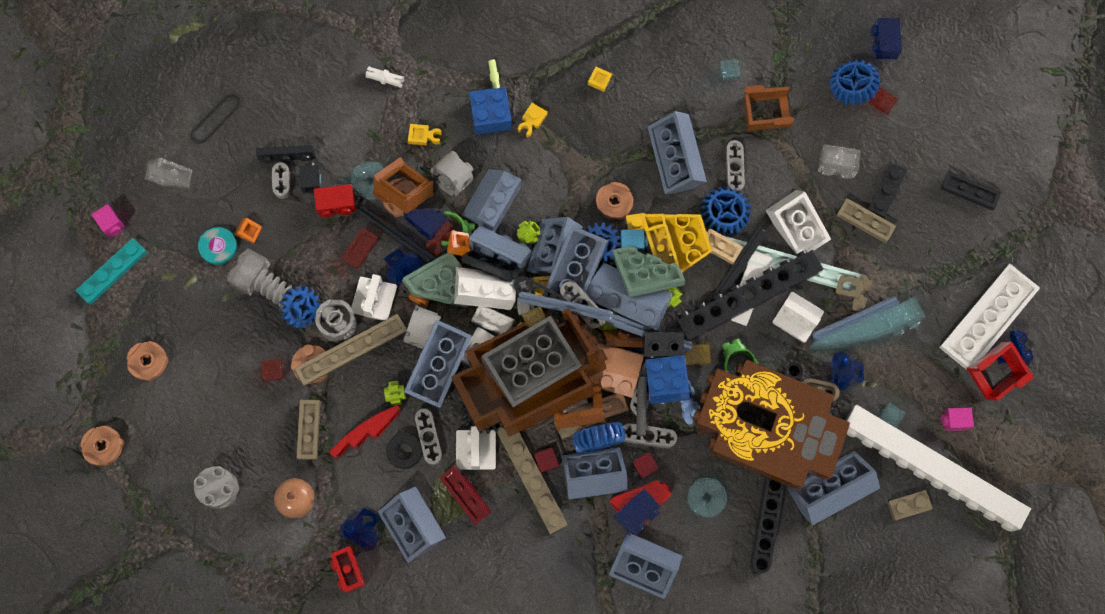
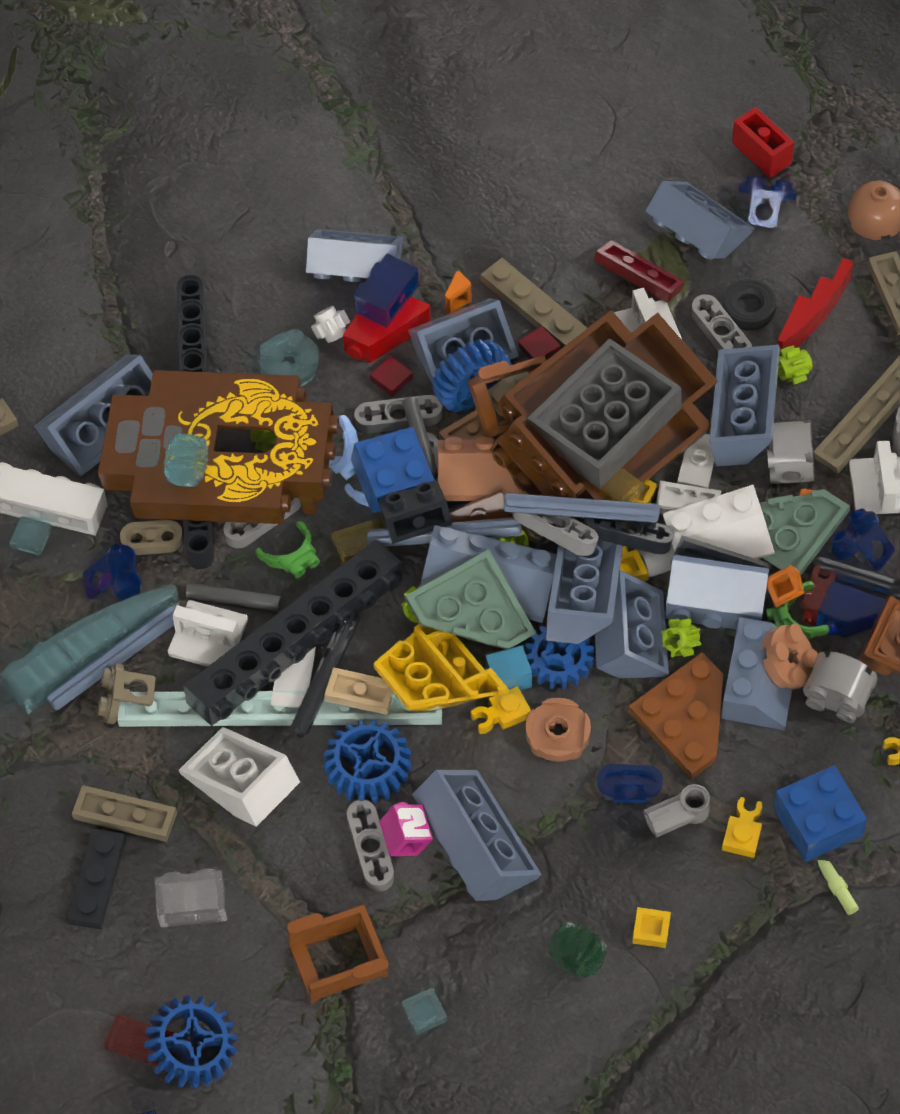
camera: 170 degrees right, 15 degrees down
(473, 199) = (784, 643): none -> nougat plate
(540, 192) = (685, 714): none -> dark orange plate
(566, 134) = (676, 813): none -> light grey piece
(585, 157) = (629, 782): none -> clear blue bracket
(586, 512) = (458, 293): none -> orange slope
(643, 72) = (577, 949): none -> clear green gear
(675, 511) = (330, 324): none -> white gear
(715, 163) = (405, 830): none -> dark pink brick
(777, 338) = (233, 597): none -> dark grey piece
(798, 399) = (186, 460): none -> clear light blue gear

